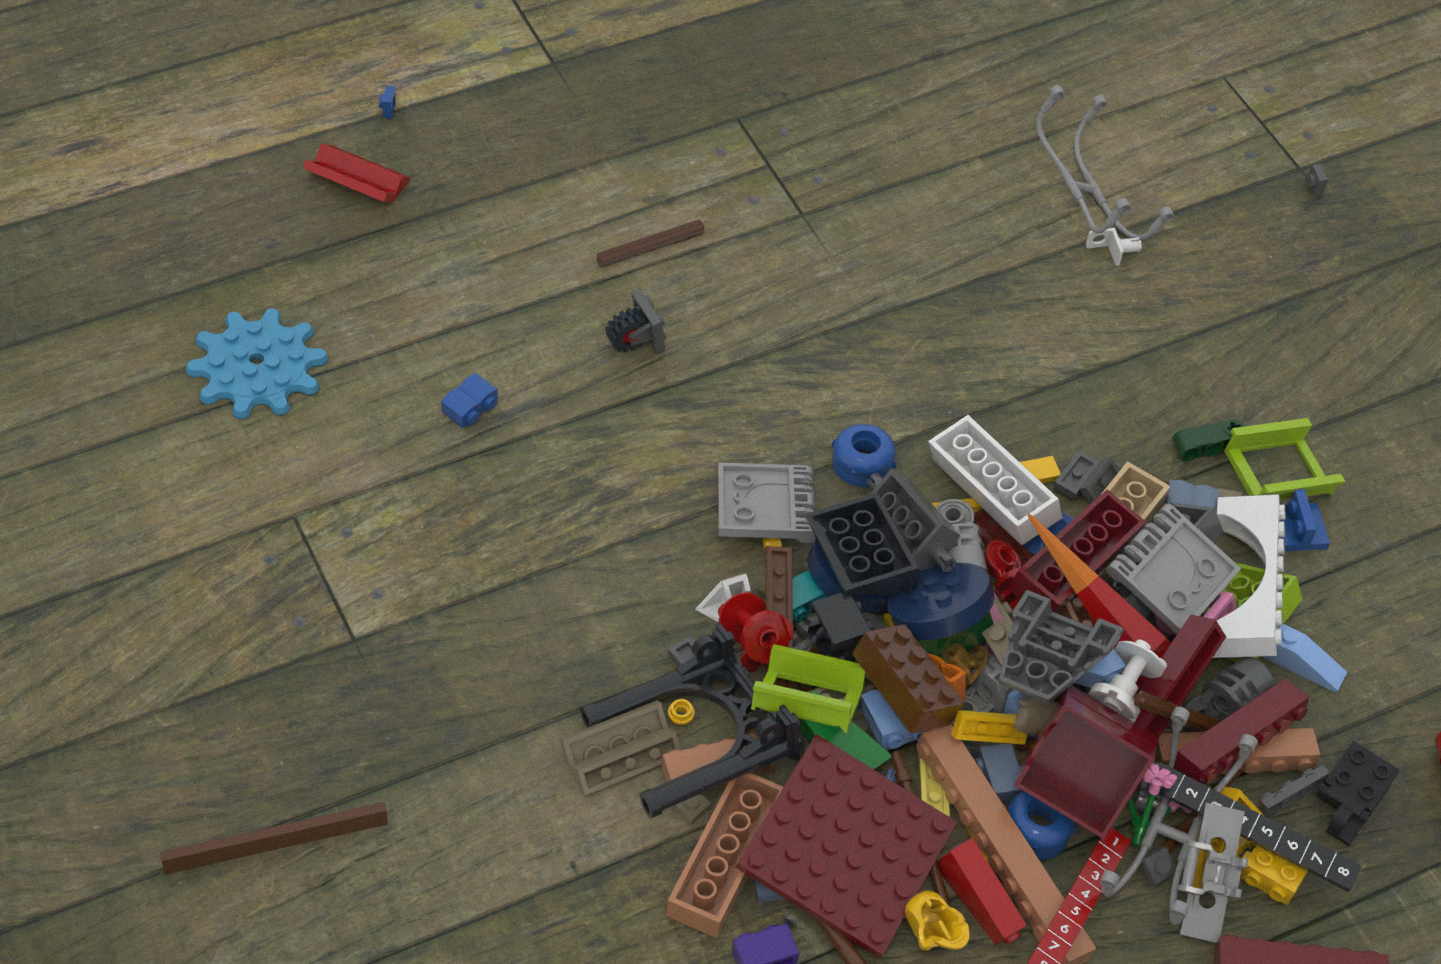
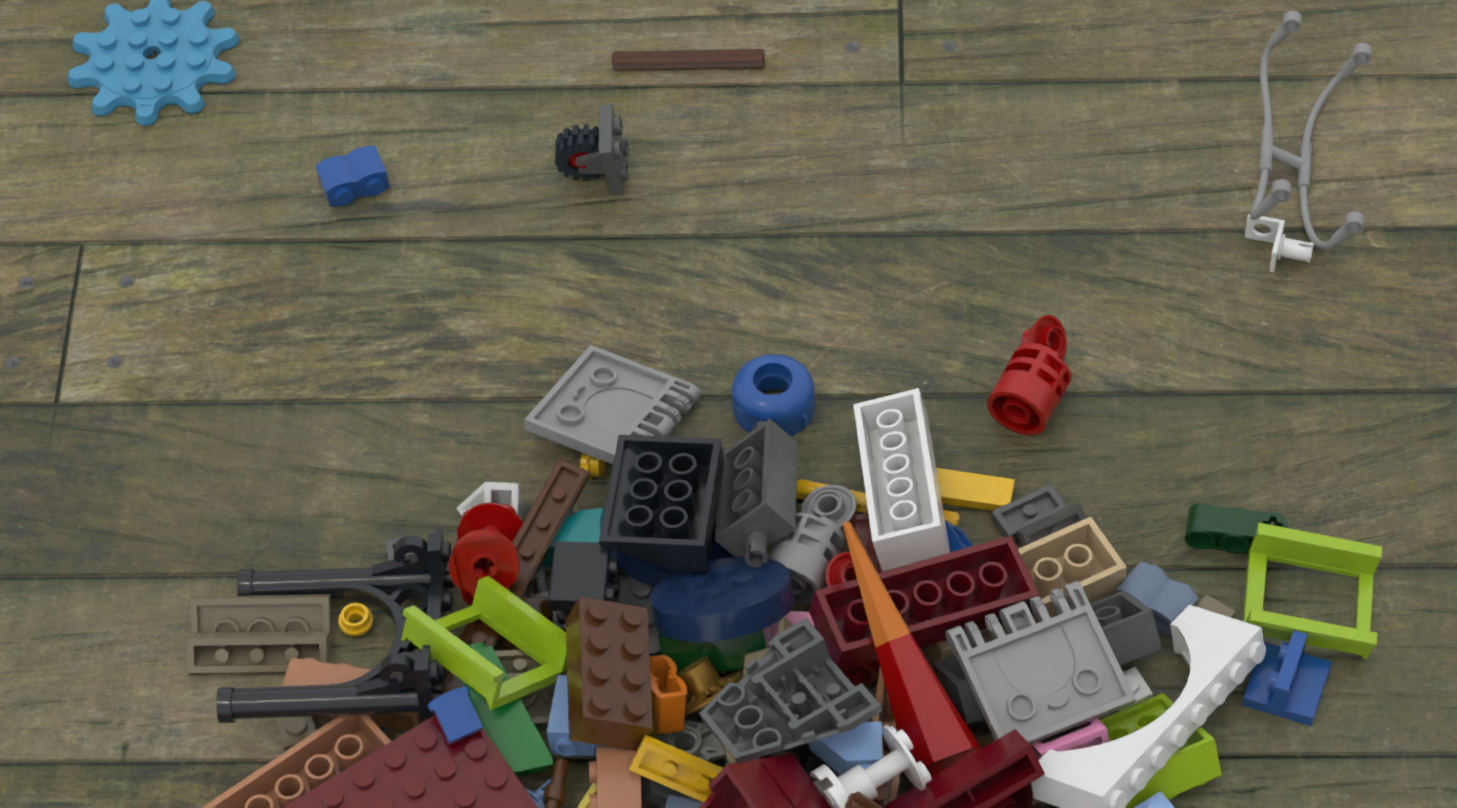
camera: 35 degrees right, 0 degrees up
(824, 746) = (456, 714): none -> blue tile
(1027, 386) = (1032, 379): none -> red cylinder

